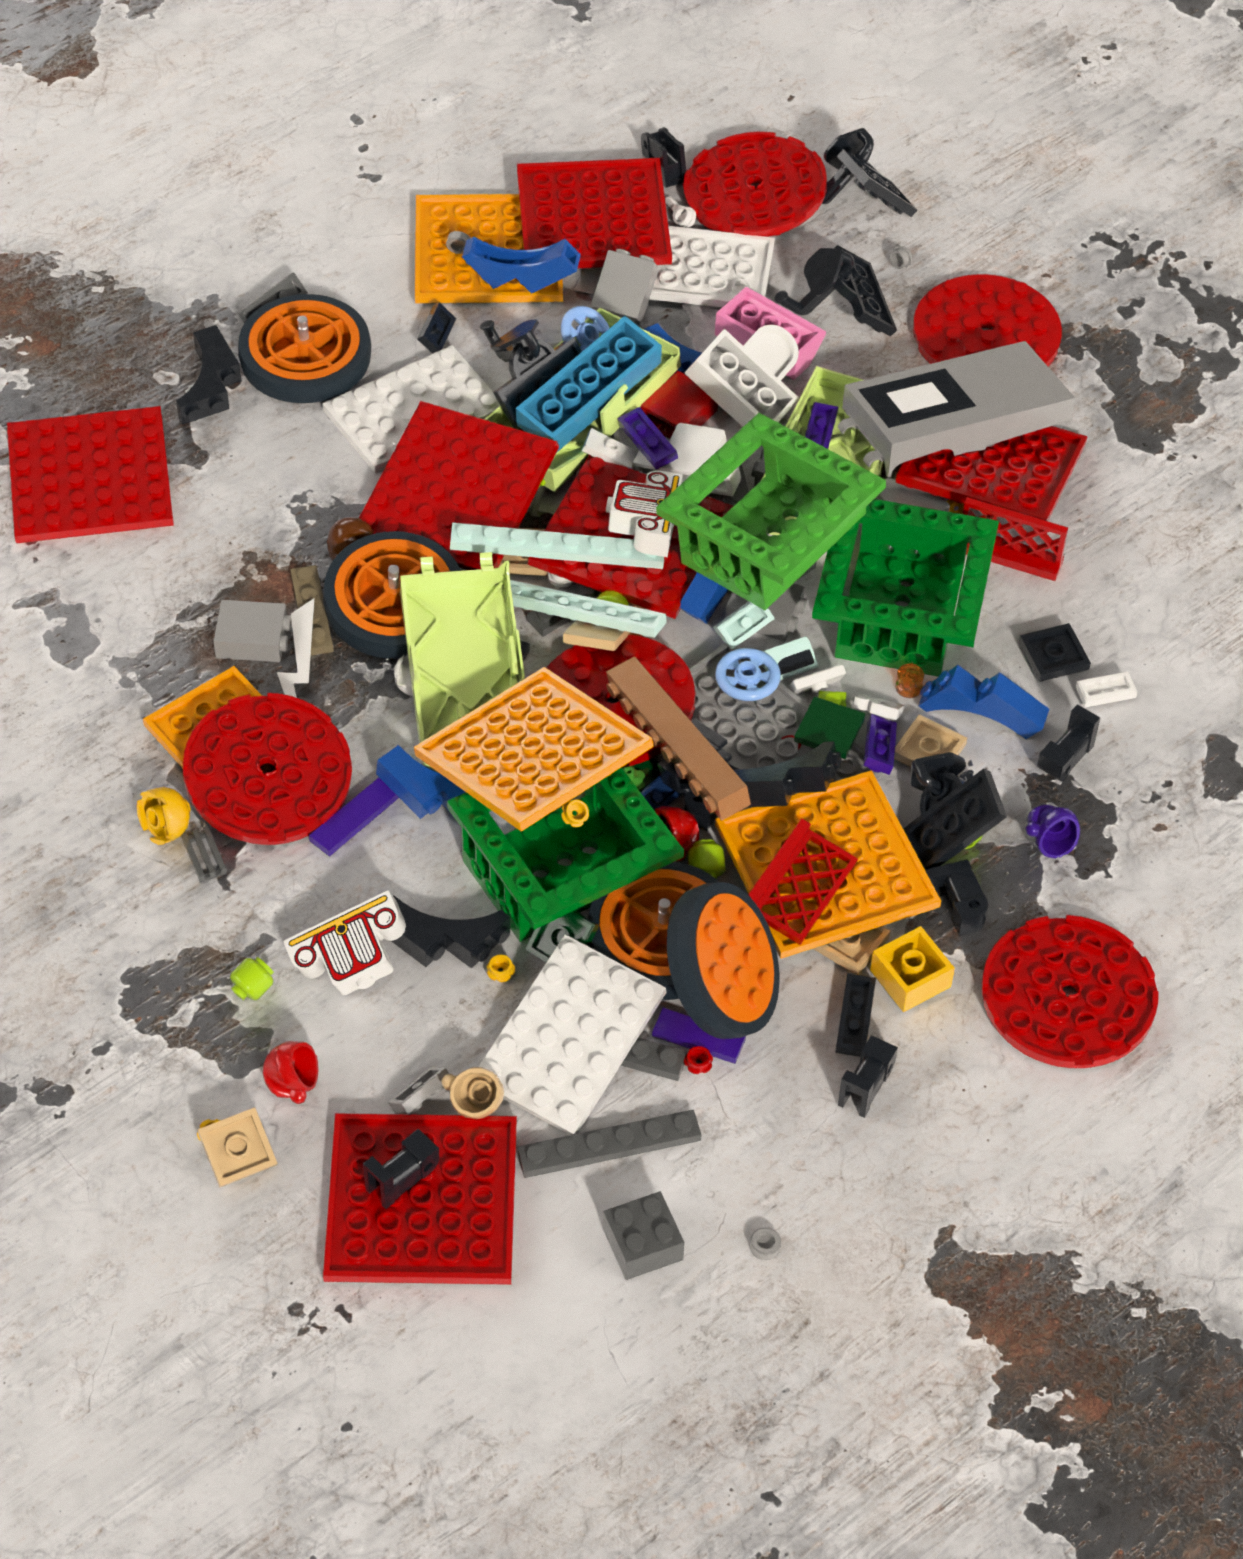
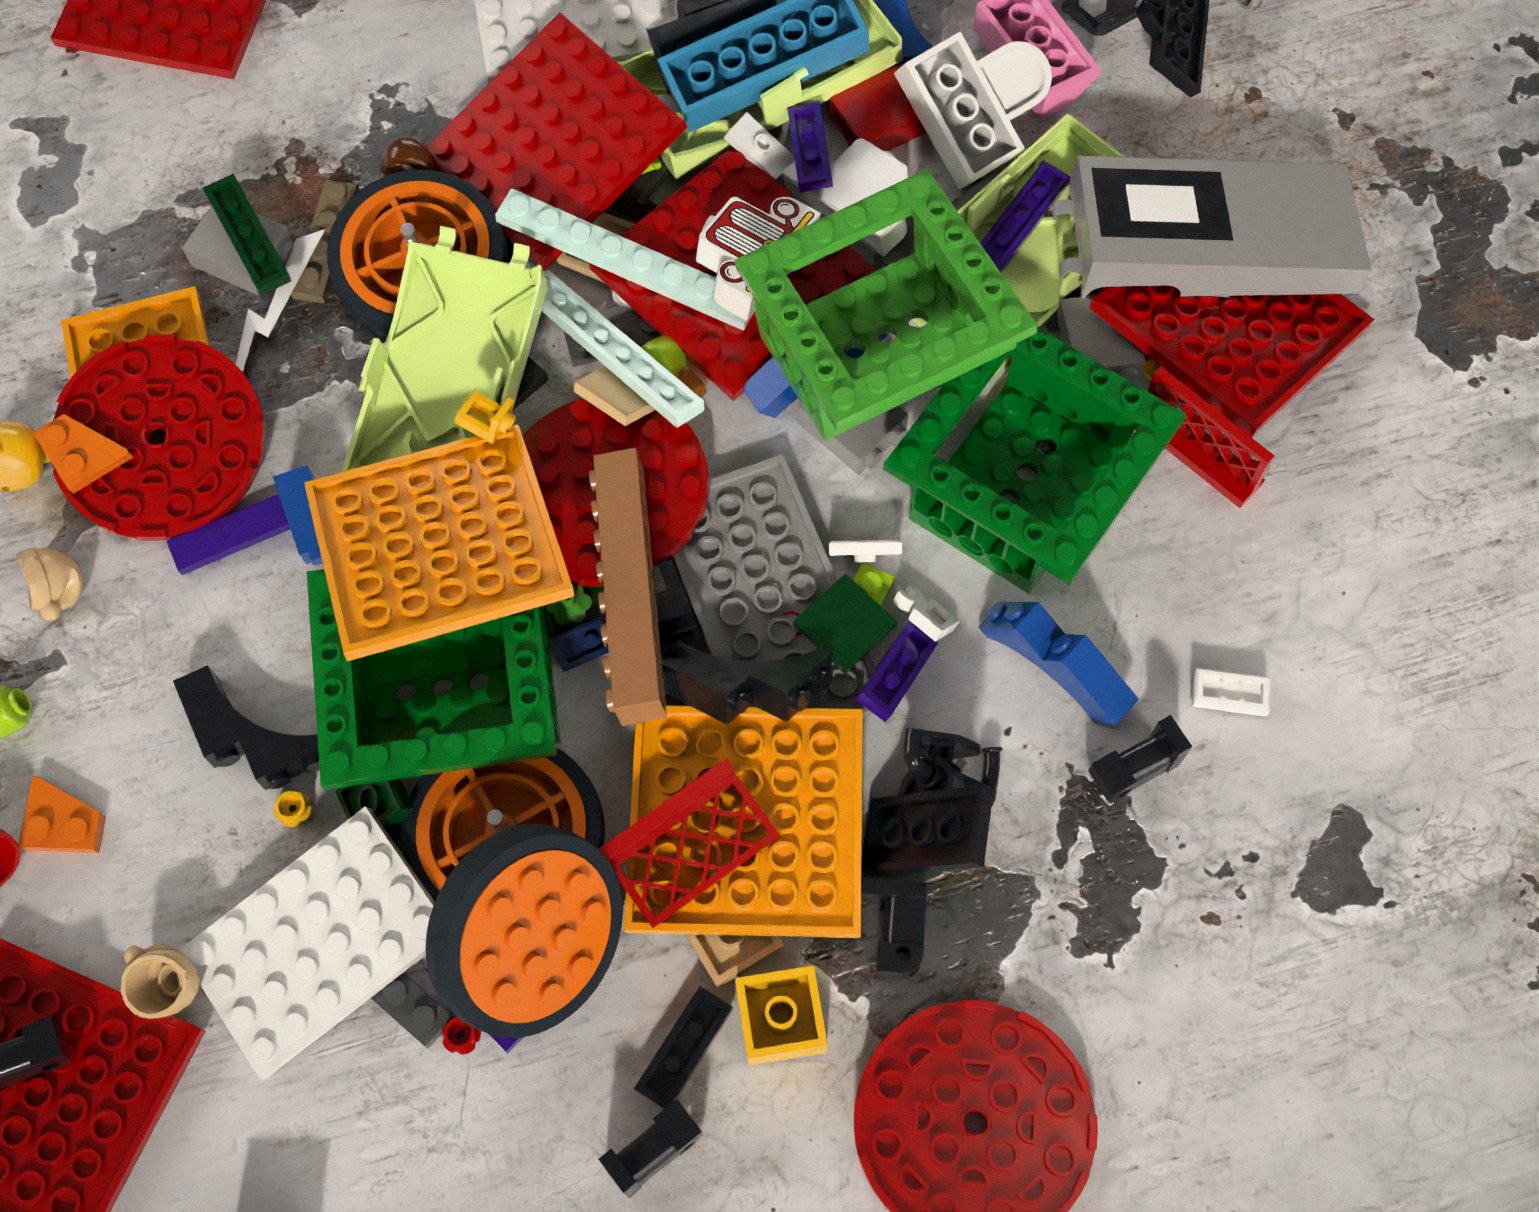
camera: 25 degrees right, 15 degrees up
(198, 836) = (29, 517): dark grey tile -> none
(219, 791) = (79, 452): none -> orange wing
(238, 884) = (52, 580): none -> tan piece
(263, 614) = (247, 234): none -> dark green plate
(334, 1034) = (59, 821): none -> orange wing
(350, 944) = (123, 715): brick -> none
(426, 1085) = (109, 943): light grey plate -> none
(523, 666) = (485, 416): none -> yellow bracket
(581, 809) = (433, 662): yellow plate -> none
(609, 1143) = (299, 1107): dark grey plate -> none
(681, 825) = (584, 702): red piece -> none
(707, 857) = (605, 754): lime head -> none
(742, 624) = (802, 442): light aqua slope -> none
(750, 668) = (766, 487): light blue plate -> none
(793, 657) = (845, 505): light aqua slope -> none
(904, 685) = (979, 596): clear orange wheel -> none
(927, 739) = (962, 693): tan plate -> none
(955, 311) = (1360, 104): red plate -> none
(1054, 652) = (1188, 614): black plate -> none
(1054, 830) = (1061, 877): dark purple piece -> none

